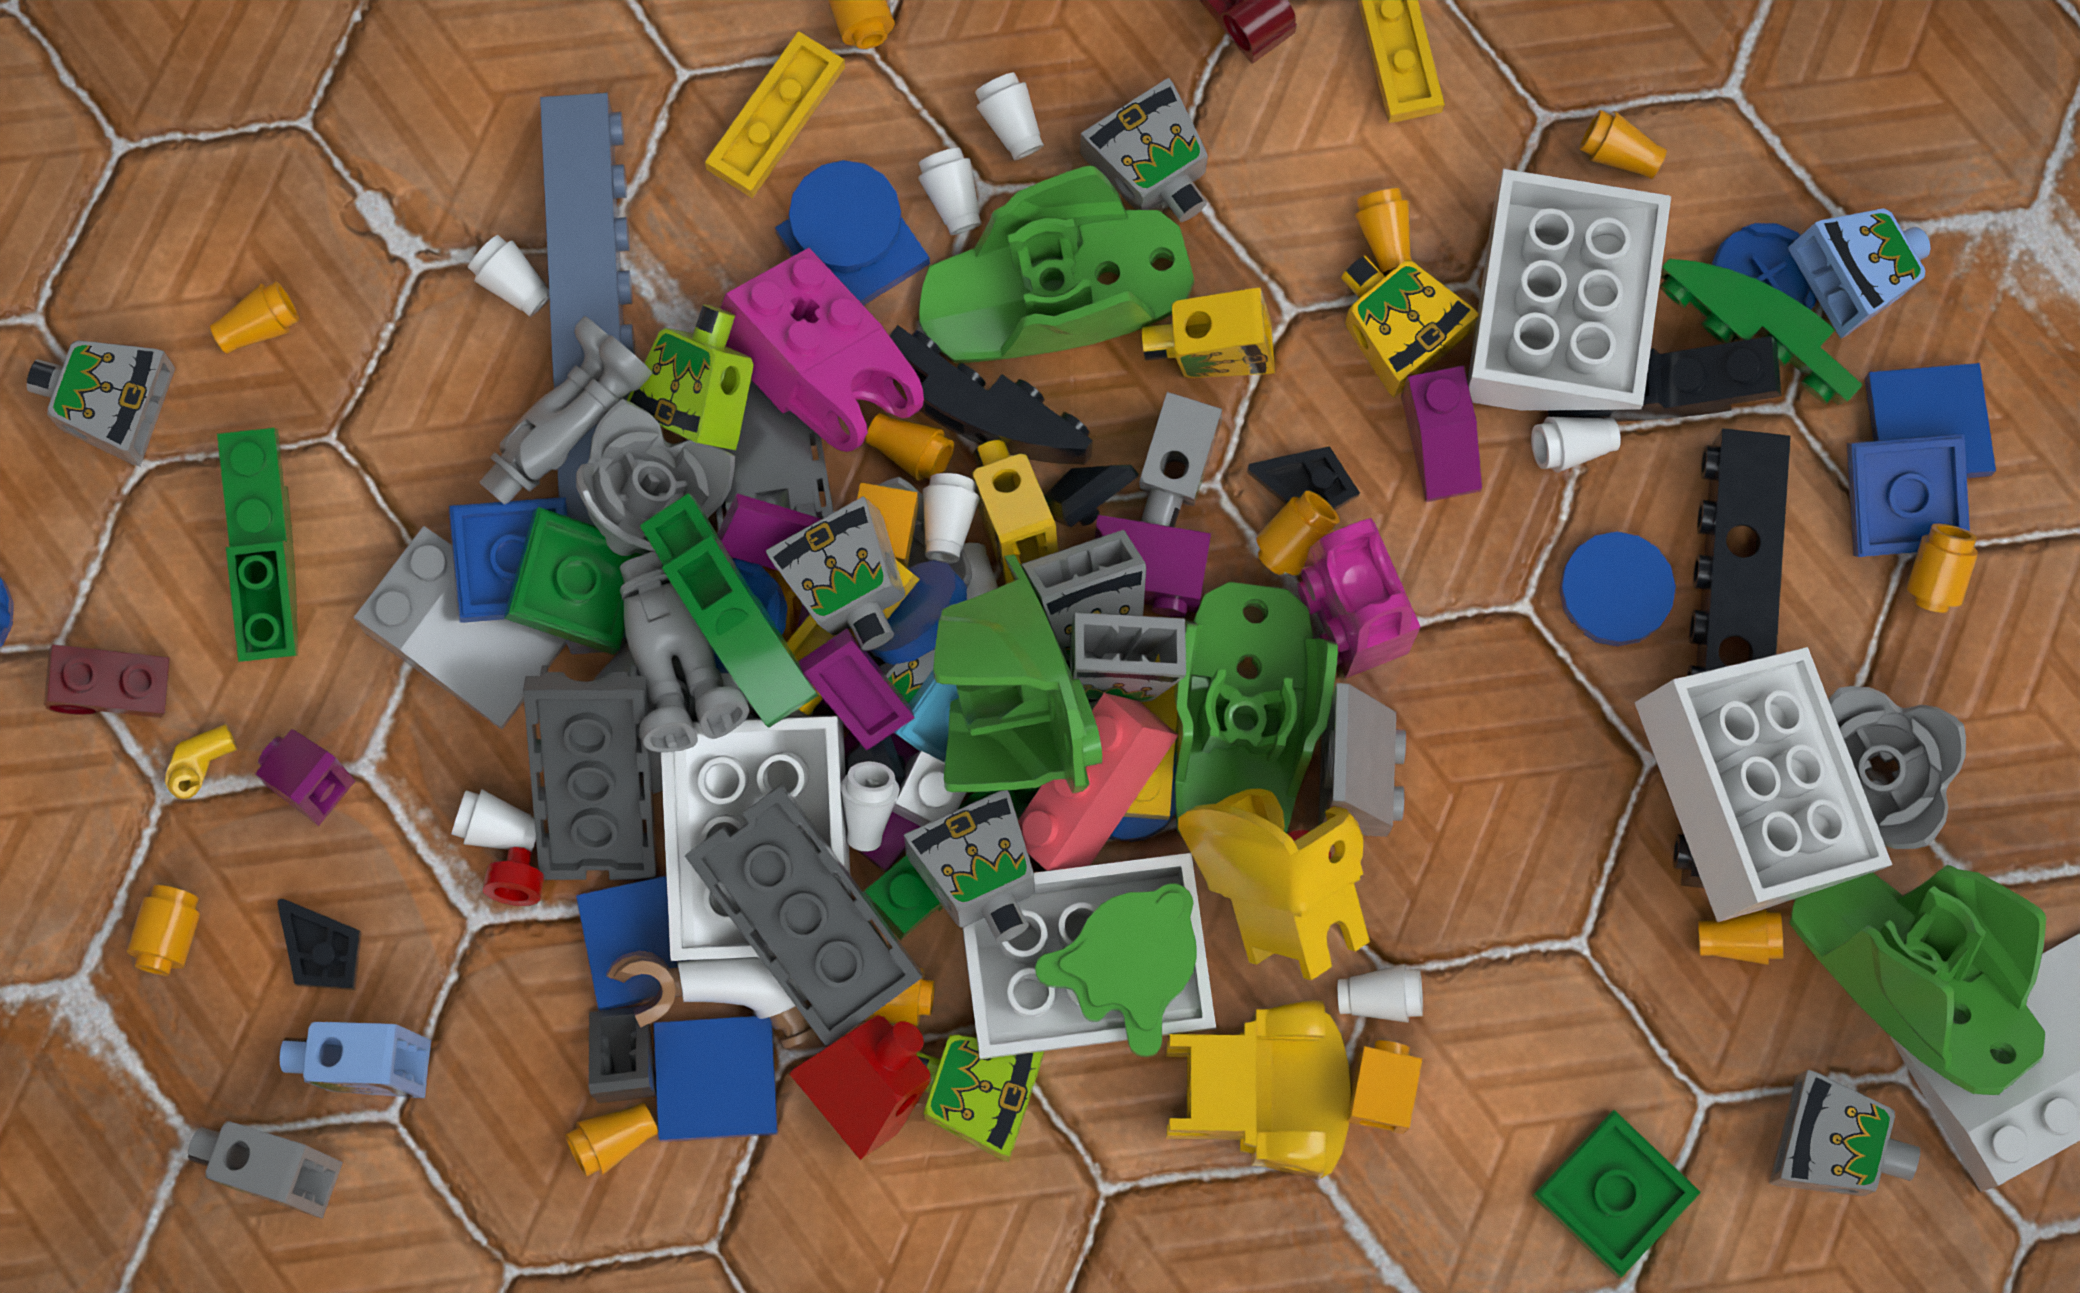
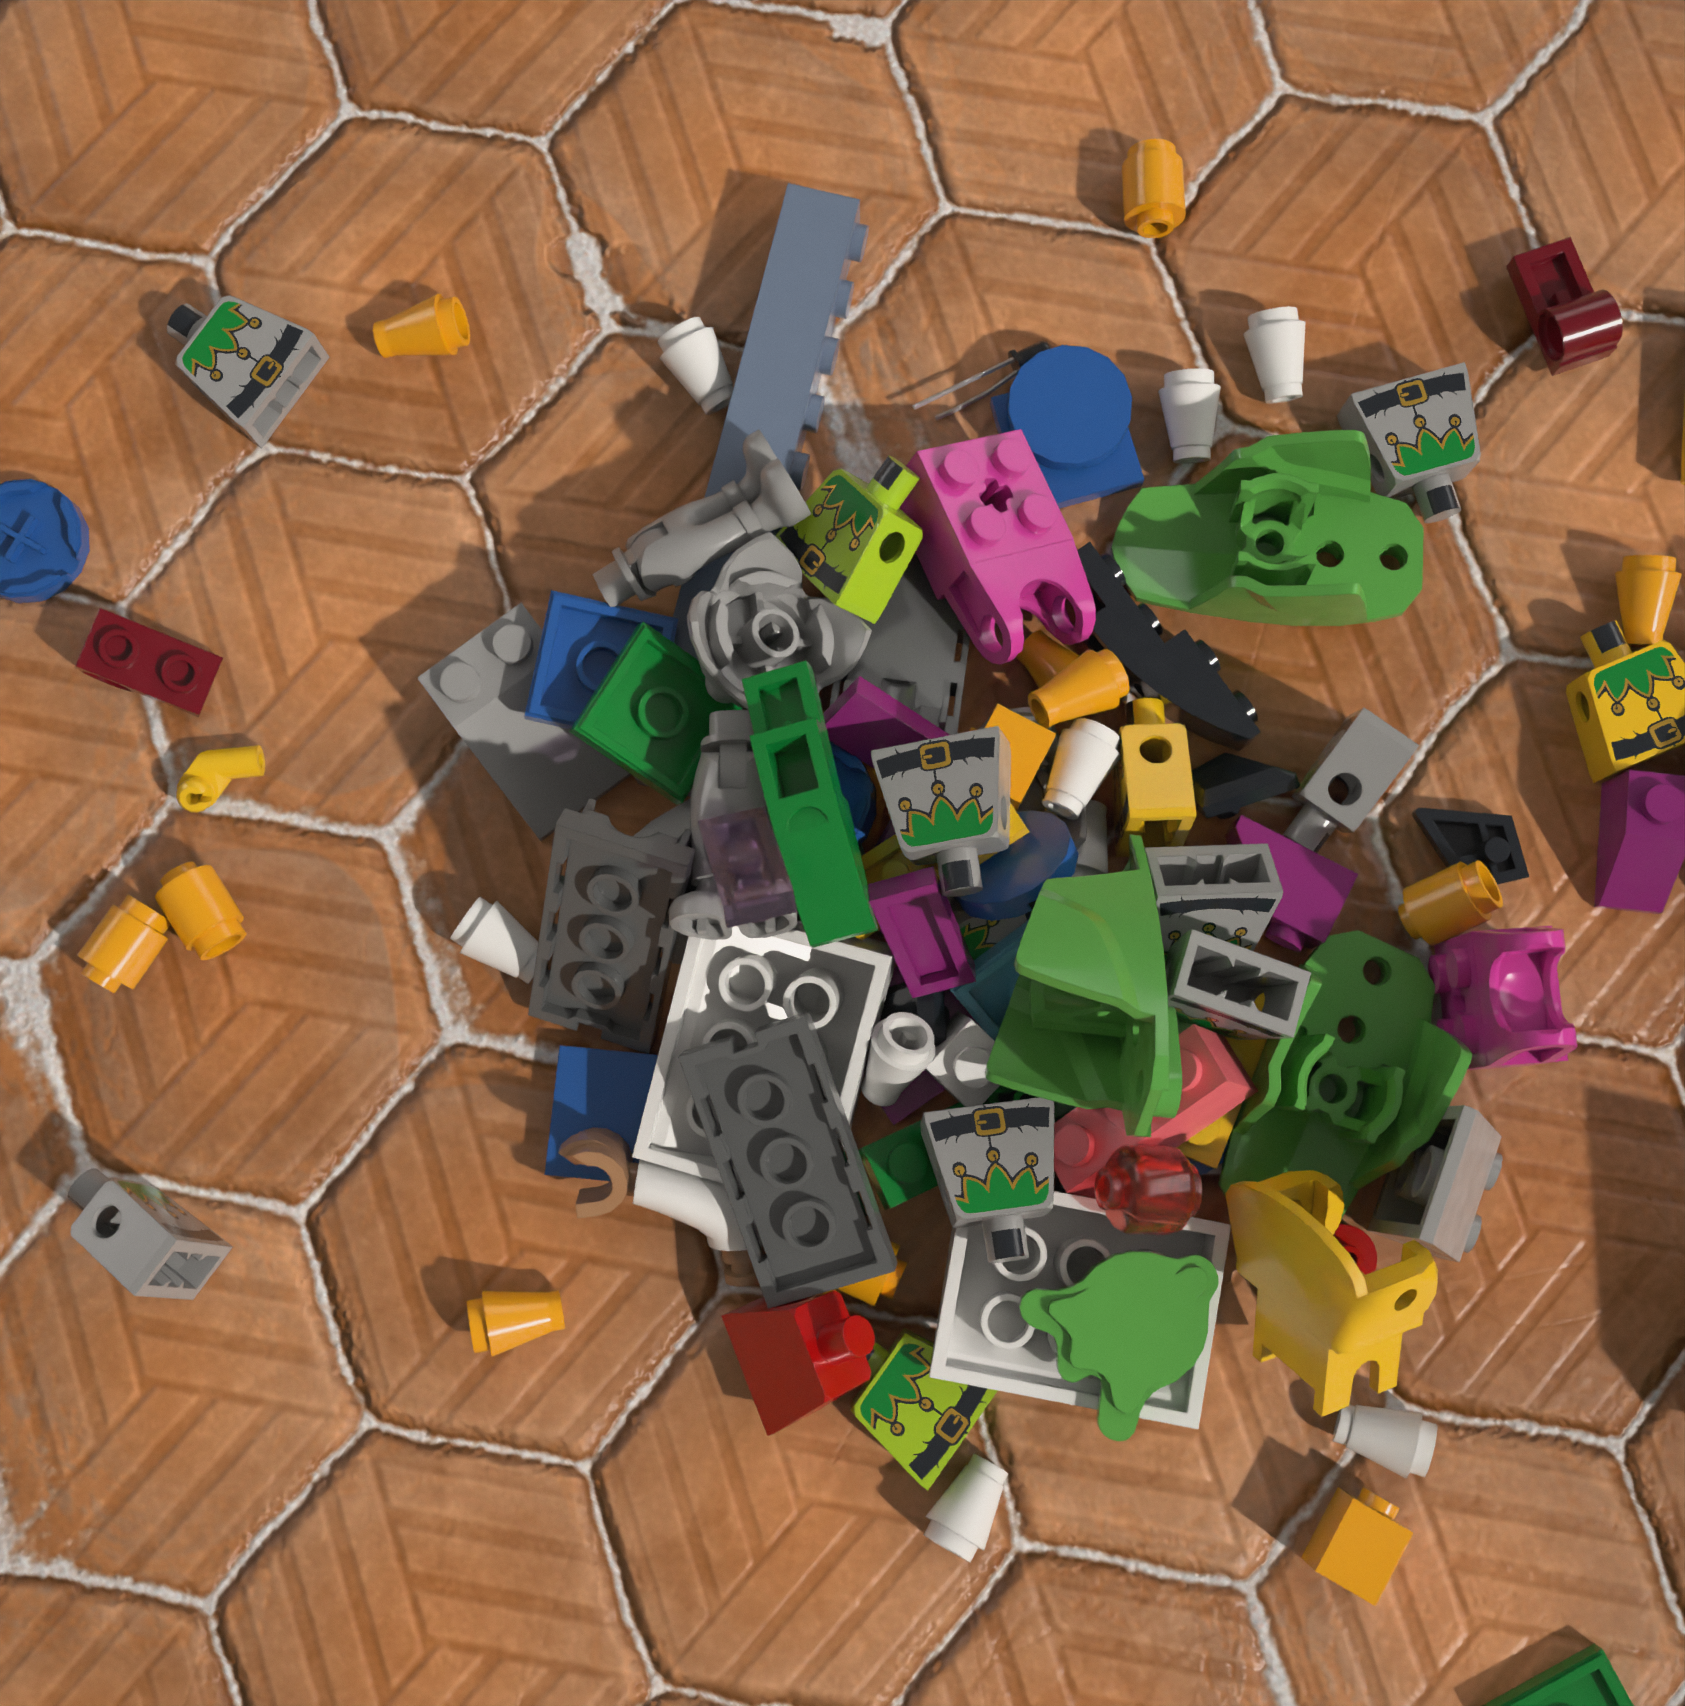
camera: 25 degrees right, 5 degrees up
(222, 879) = (200, 910): none -> light orange brick
(259, 545) = (352, 571): green slope -> none
(304, 775) = (315, 829): magenta slope -> none
(319, 948) = (278, 1013): black piece -> none
(360, 1058) = (277, 1152): light blue torso -> none
(514, 880) = (500, 1007): red tile -> none
(620, 1057) = (548, 1237): dark grey slope -> none
(693, 673) = (746, 867): none -> plate
(715, 1078) = (643, 1290): blue tile -> none
(775, 114) = (1028, 277): yellow plate -> none
(787, 188) = (1016, 359): none -> flat silver piece
(928, 450) = (1082, 688): none -> light orange cone
(1050, 1169) = (967, 1509): none -> white cone
(1111, 841) = (1148, 1189): none -> clear red head
(1216, 335) = (1451, 663): yellow torso -> none
(1271, 1087) = (1230, 1507): yellow piece -> none

